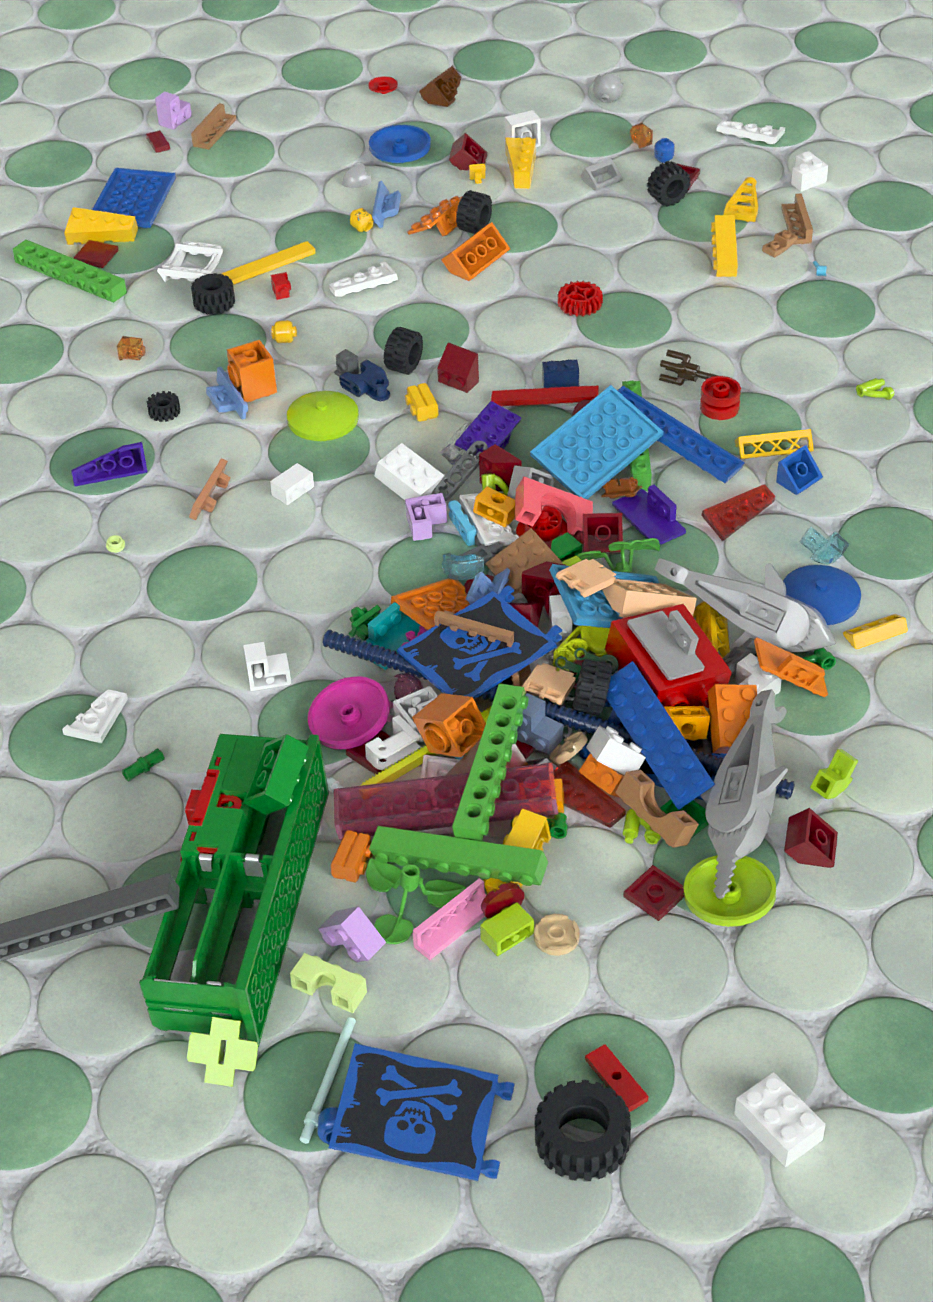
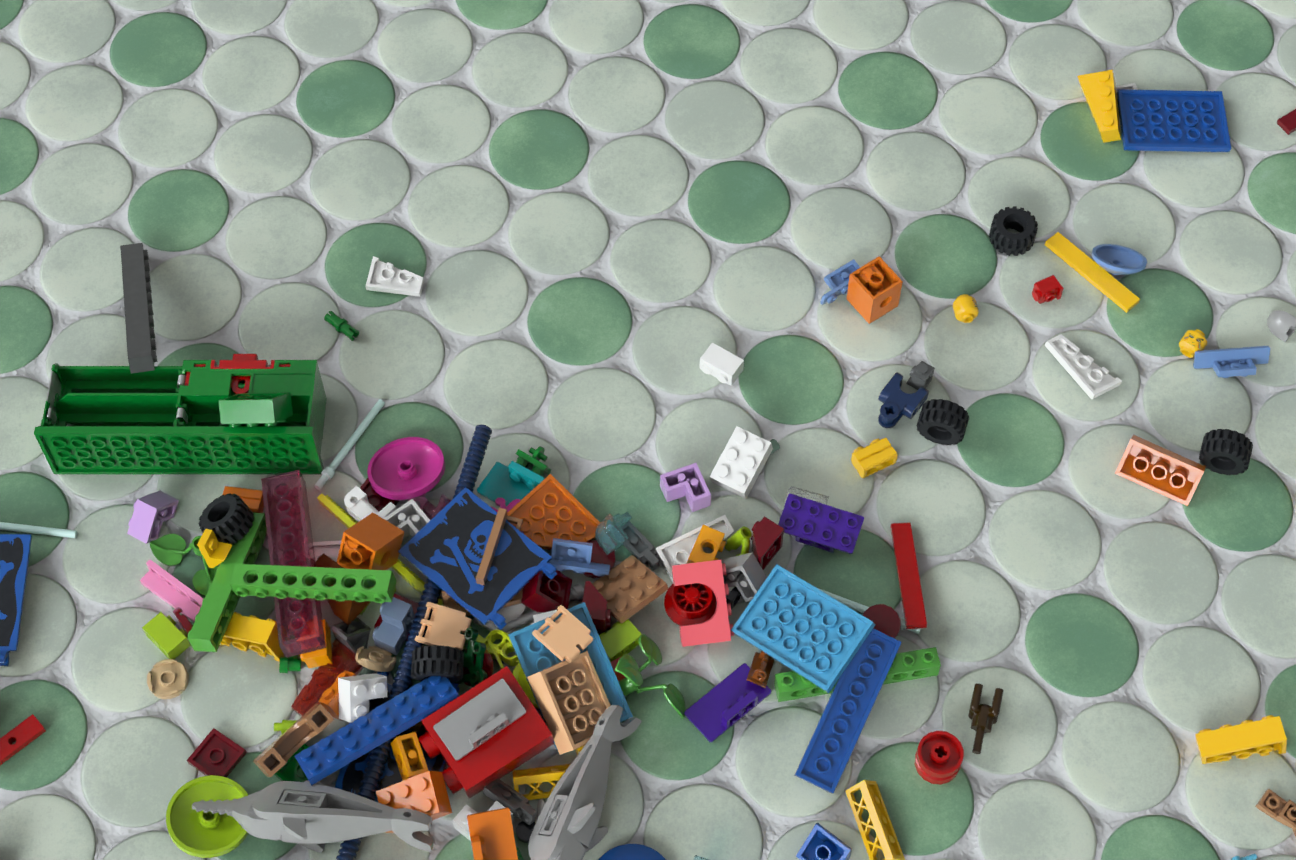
camera: 80 degrees right, 15 degrees up
(70, 270) = (1025, 99): bright green brick -> none
(96, 253) = (1066, 114): dark red tile -> none
(115, 543) = (616, 235): yellowish green plate -> none
(119, 463) = (727, 215): dark purple wedge -> none
(130, 348) = (906, 181): clear orange brick -> none
(163, 406) = (823, 222): black tyre -> none
(173, 268) = (1040, 198): white wedge -> none
(204, 500) = (701, 295): nougat hinge -> none
(210, 1049) = (32, 454): piece -> none
(265, 670) = (457, 390): white brick -> none
(267, 242) = (1118, 259): none -> medium blue dish
(313, 973) = (103, 524): yellowish green arch -> none
(322, 415) = (840, 372): lime dish -> none
(371, 840) = (227, 518): none -> black tyre
(424, 857) = (212, 550): none -> yellow slope
(443, 216) = (1215, 417): orange bracket -> none
(458, 368) = (929, 482): dark red slope -> none
(462, 471) = (756, 508): dark grey beam -> none
(462, 523) = (688, 523): medium azure hinge -> none
(560, 373) = (948, 585): dark blue brick -> none
(566, 547) = (656, 623): green slope -> none
(580, 298) = (1098, 599): red gear -> none
(600, 531) = (670, 655): dark red slope -> none
(737, 511) = (746, 788): clear red wing -> none

